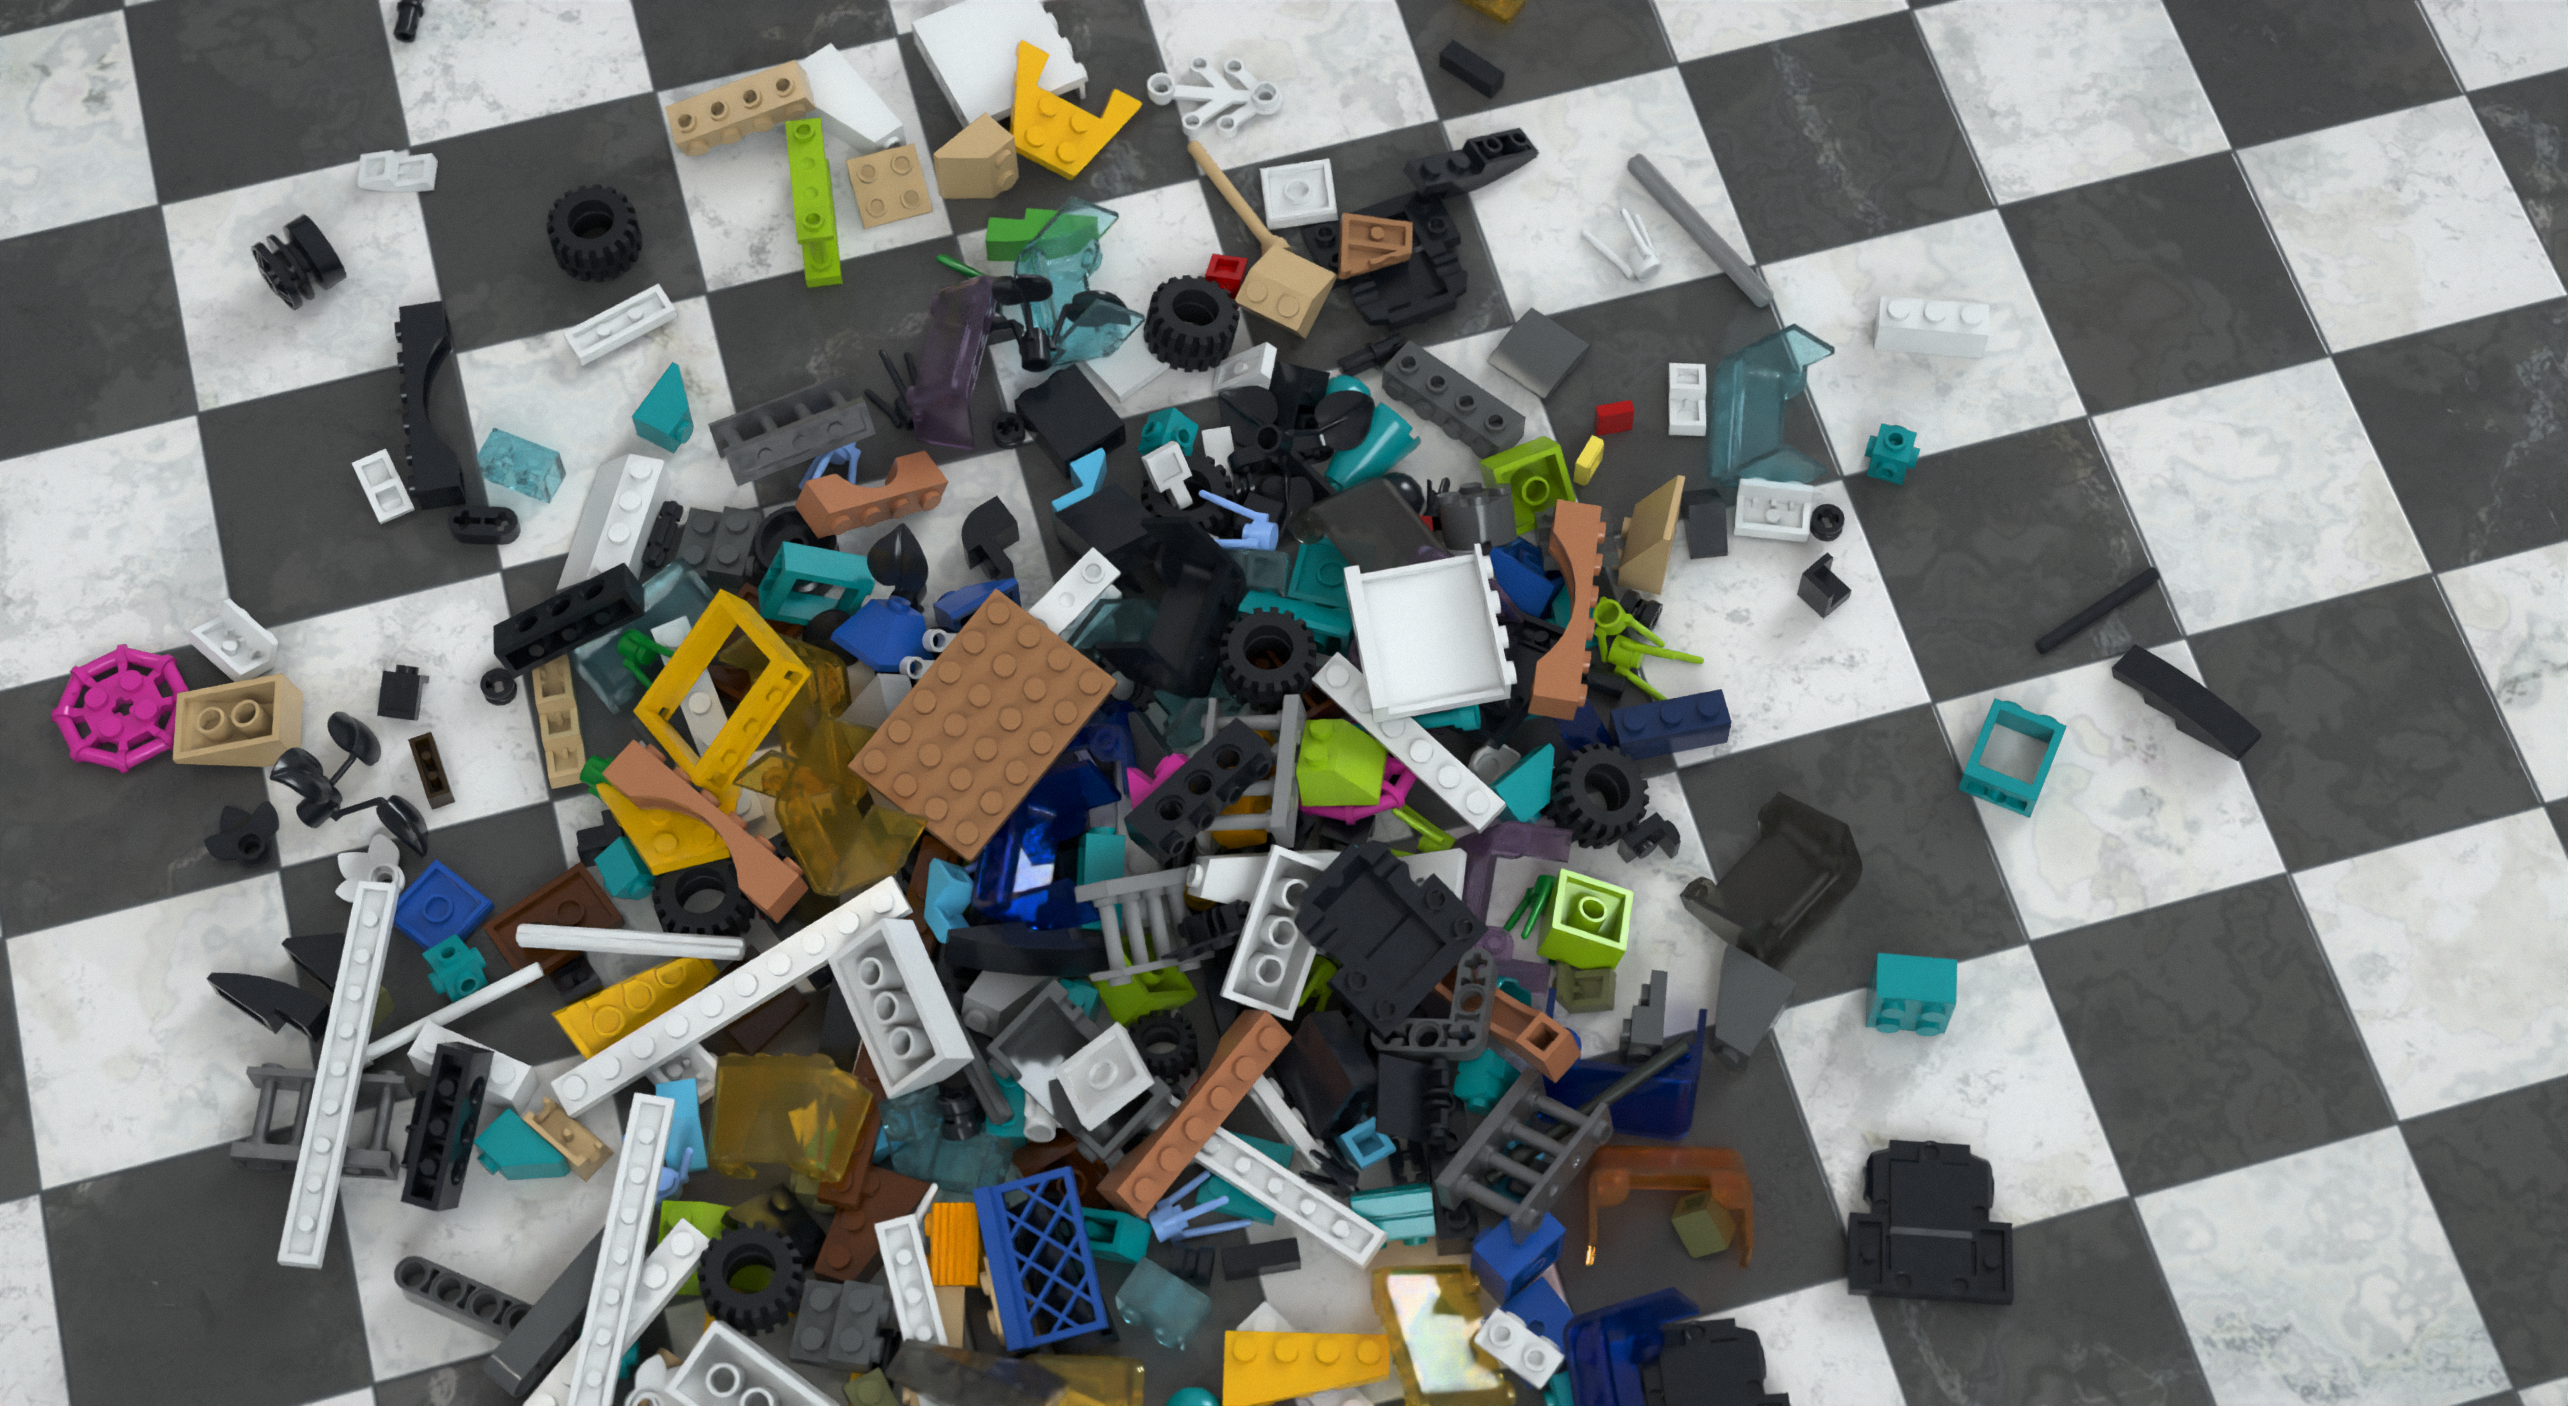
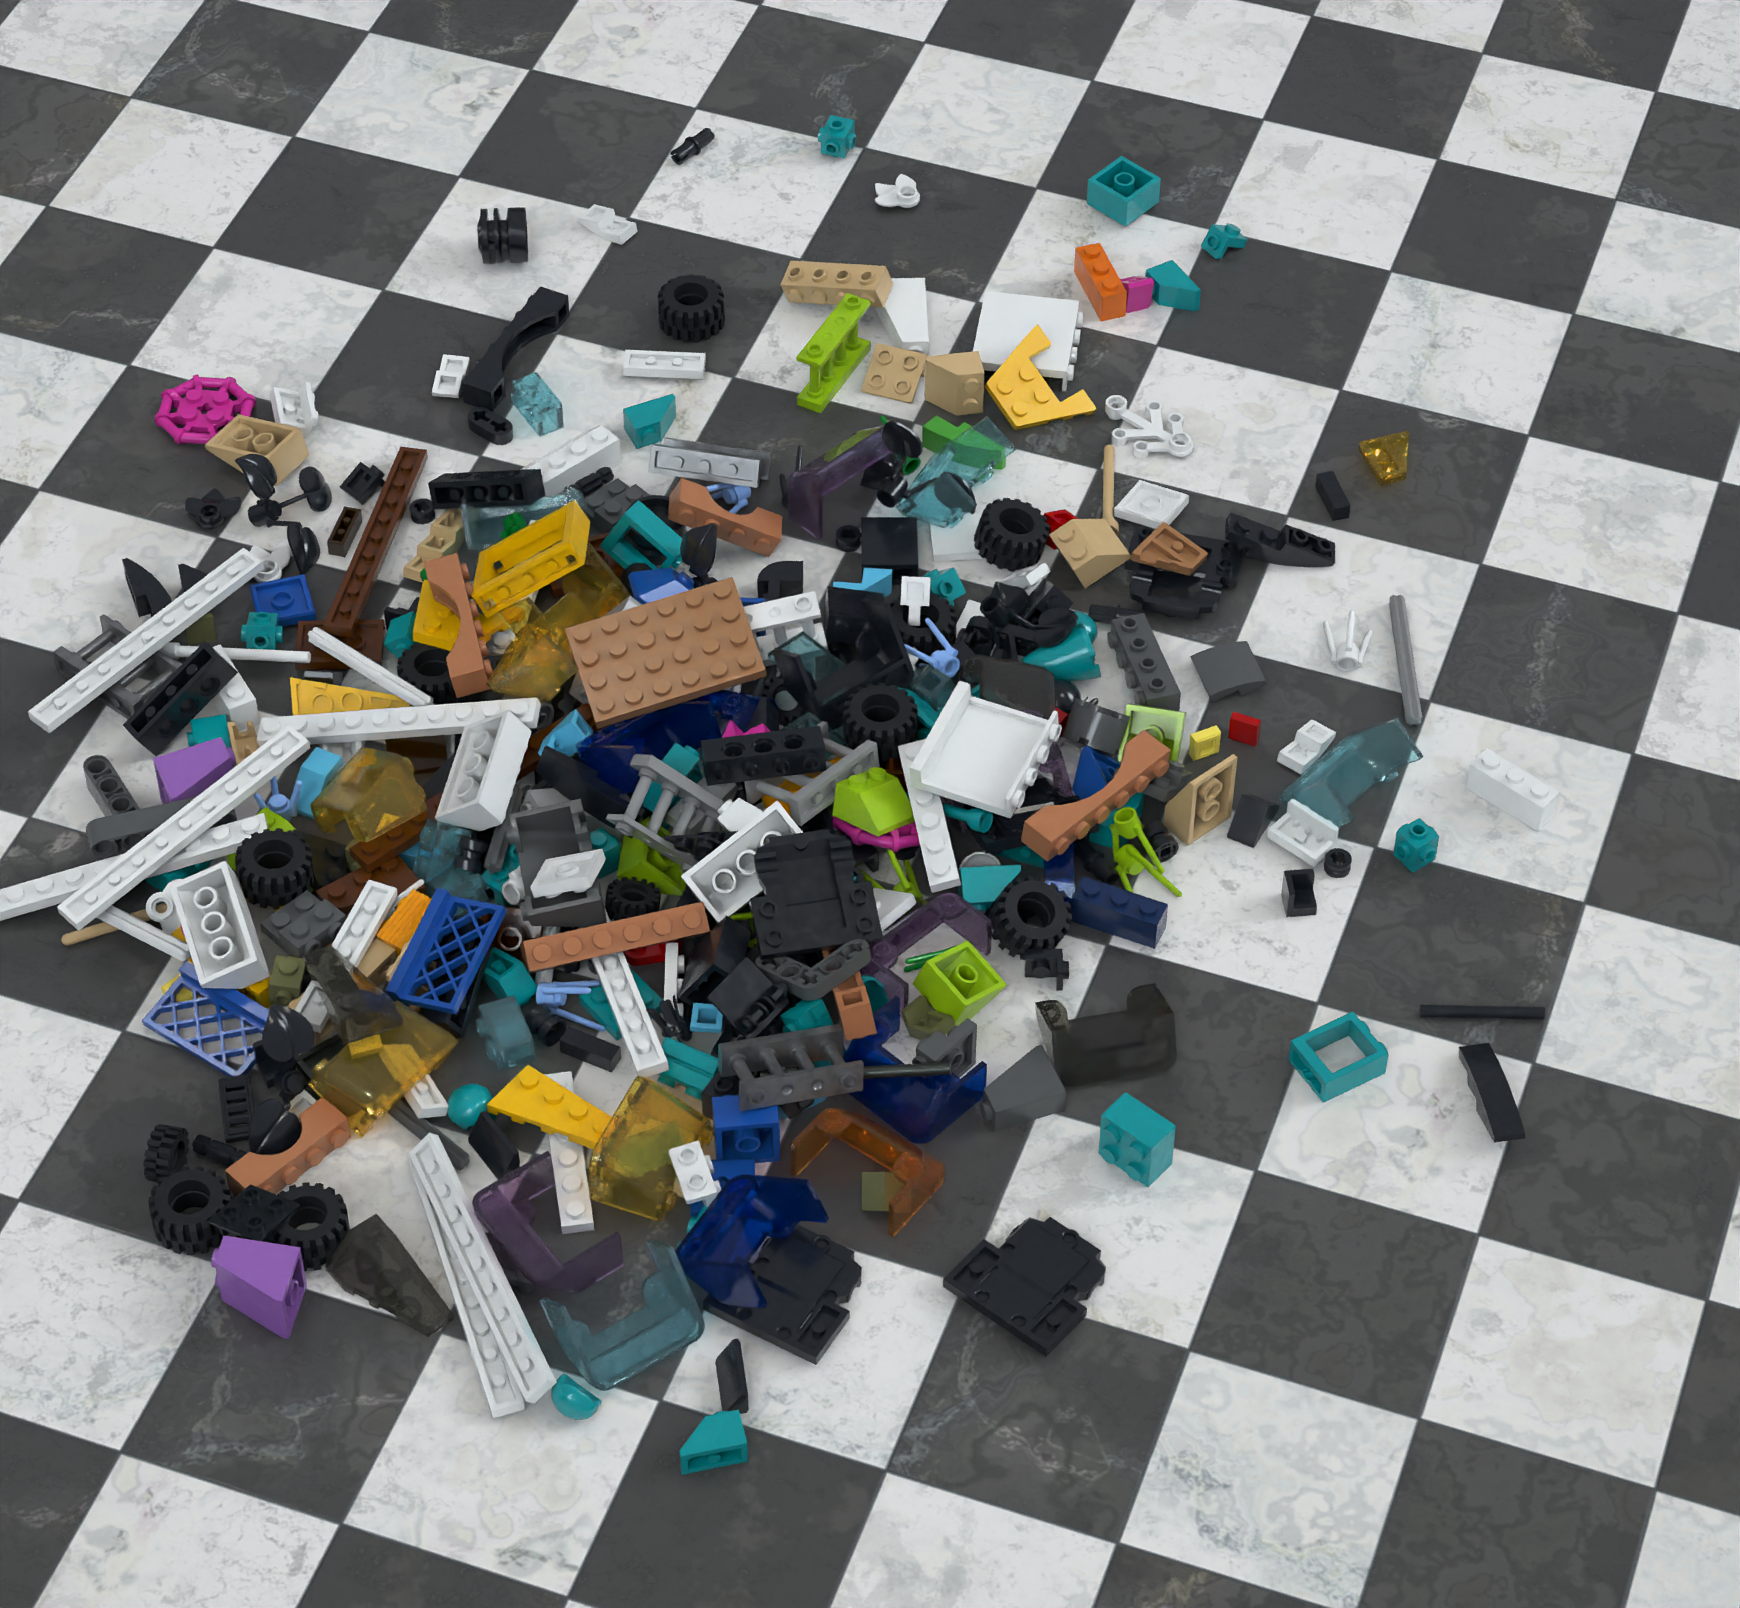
camera: 35 degrees right, 15 degrees down
(487, 766) = (375, 542): none -> reddish brown plate
(548, 1218) = (192, 769): none -> medium lavender slope

